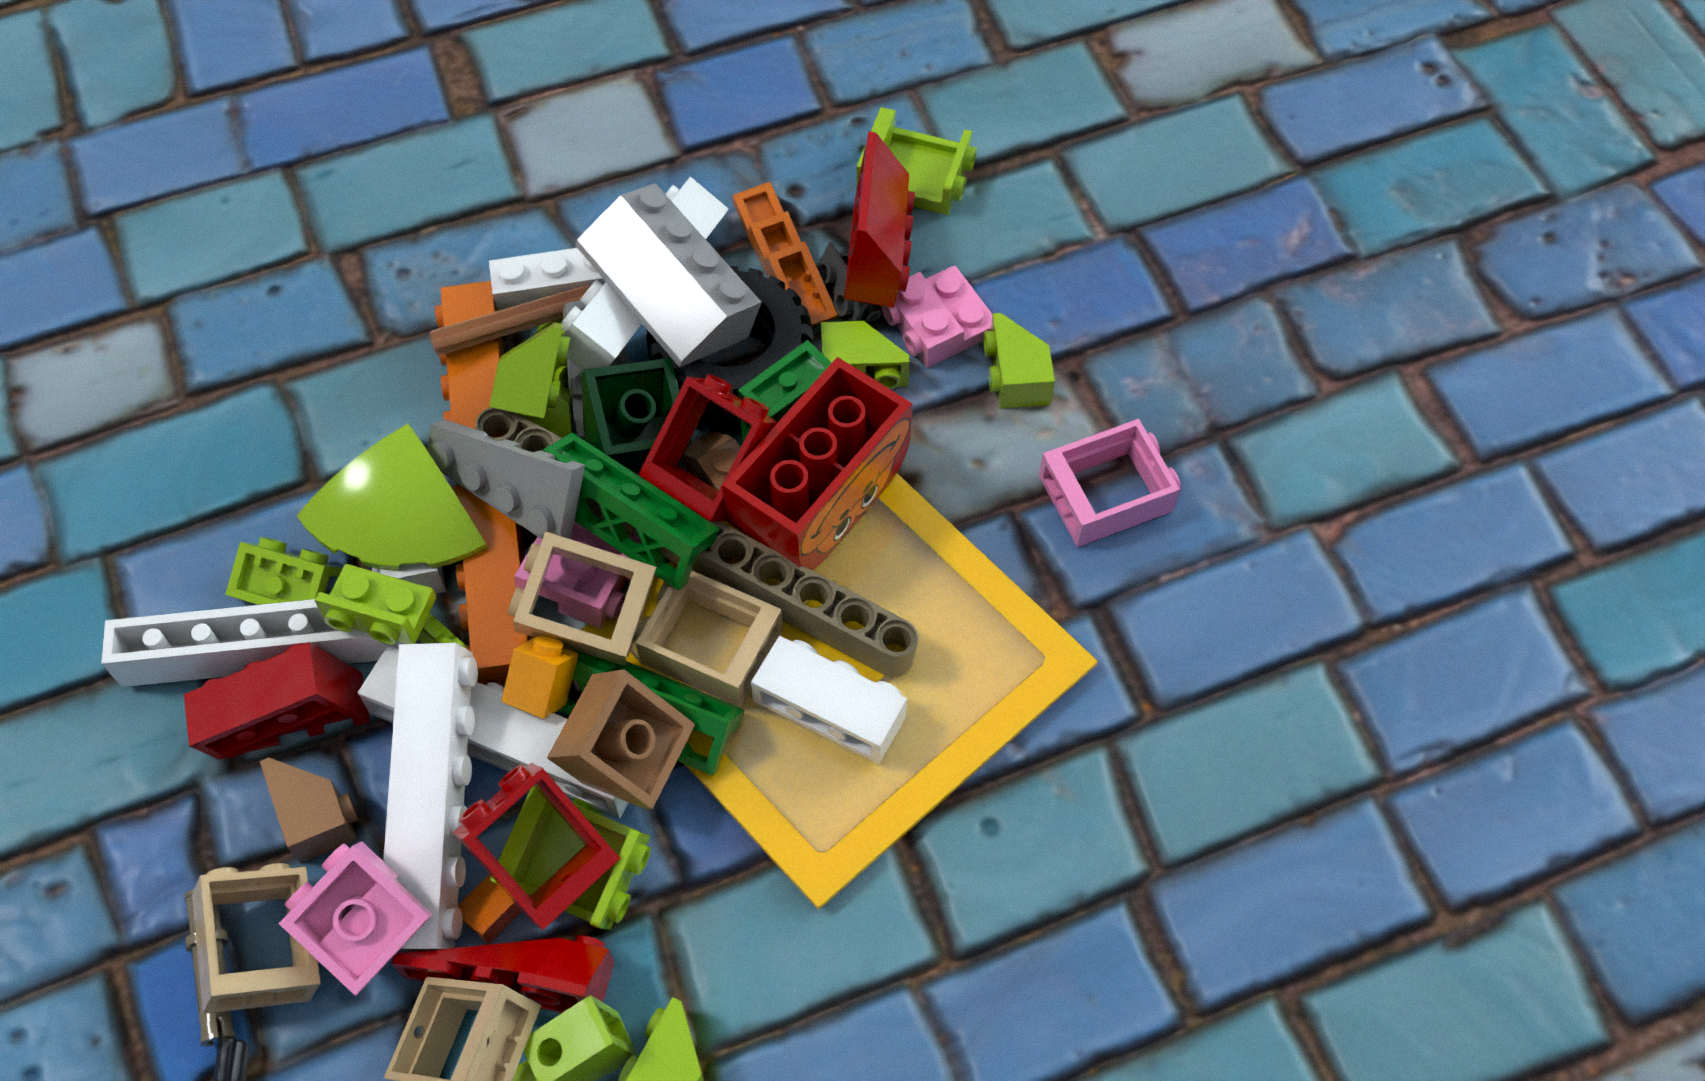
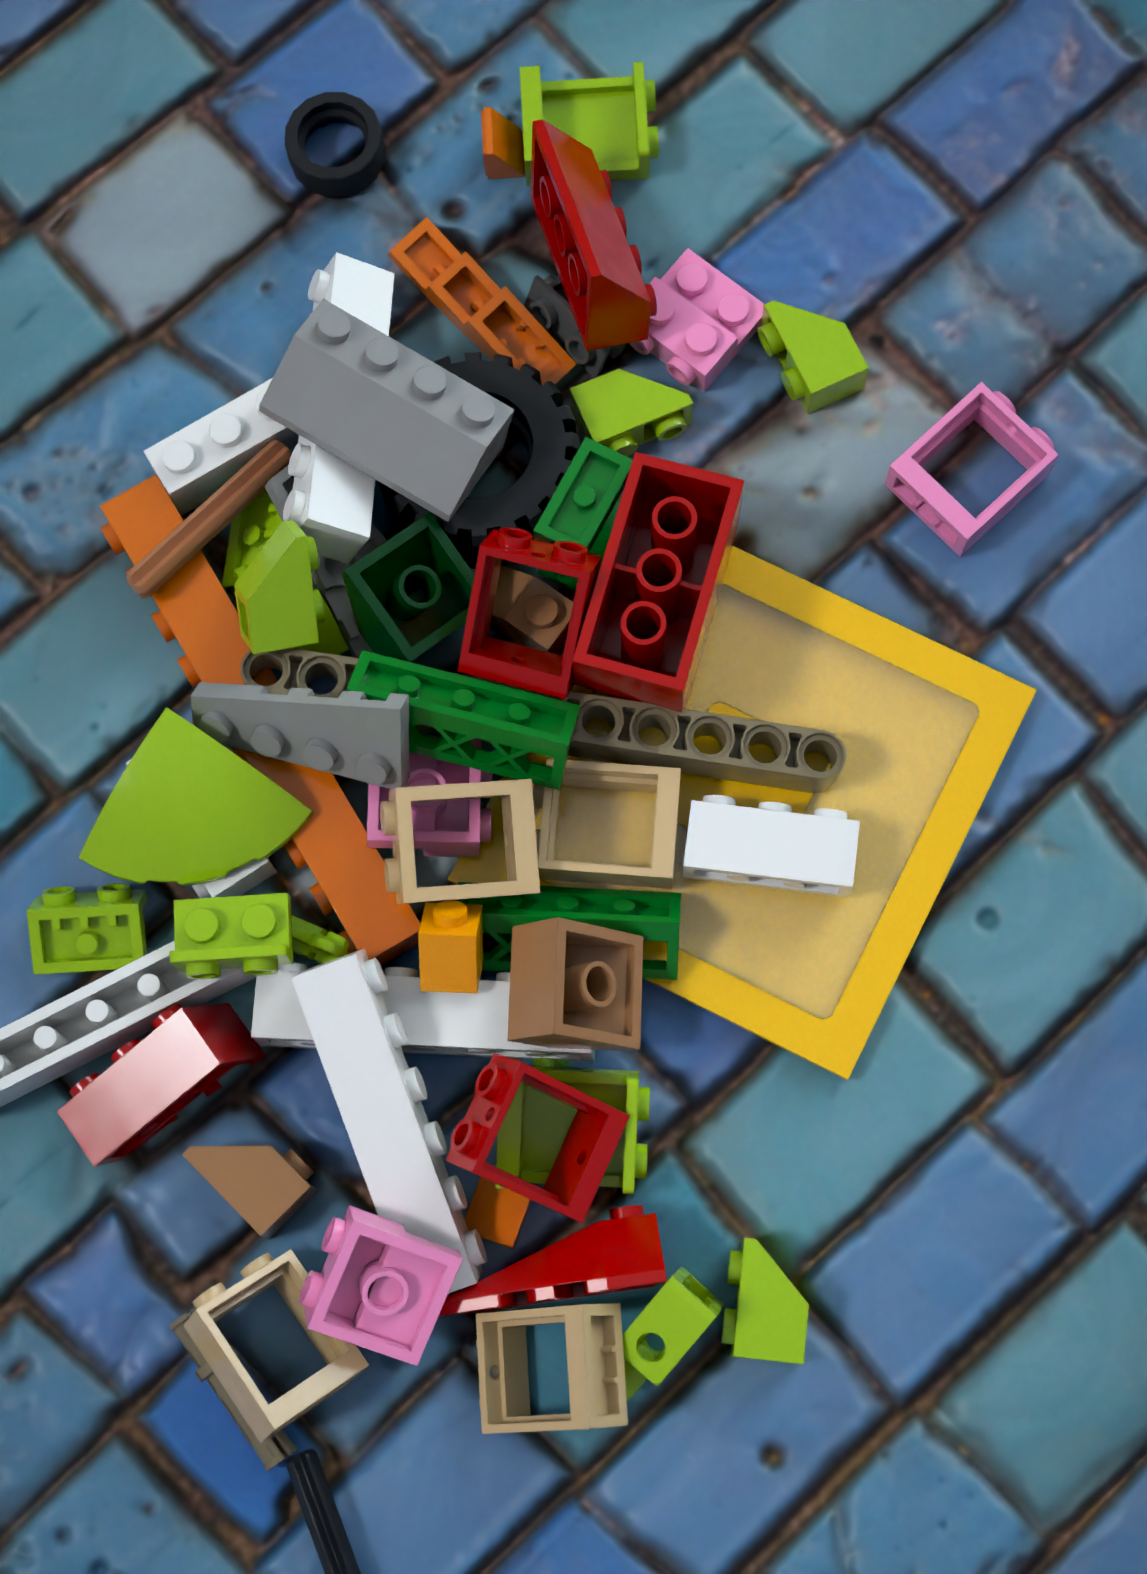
camera: 15 degrees left, 15 degrees up
(728, 97) = (328, 109): none -> black tyre
(844, 156) = (501, 146): none -> orange slope

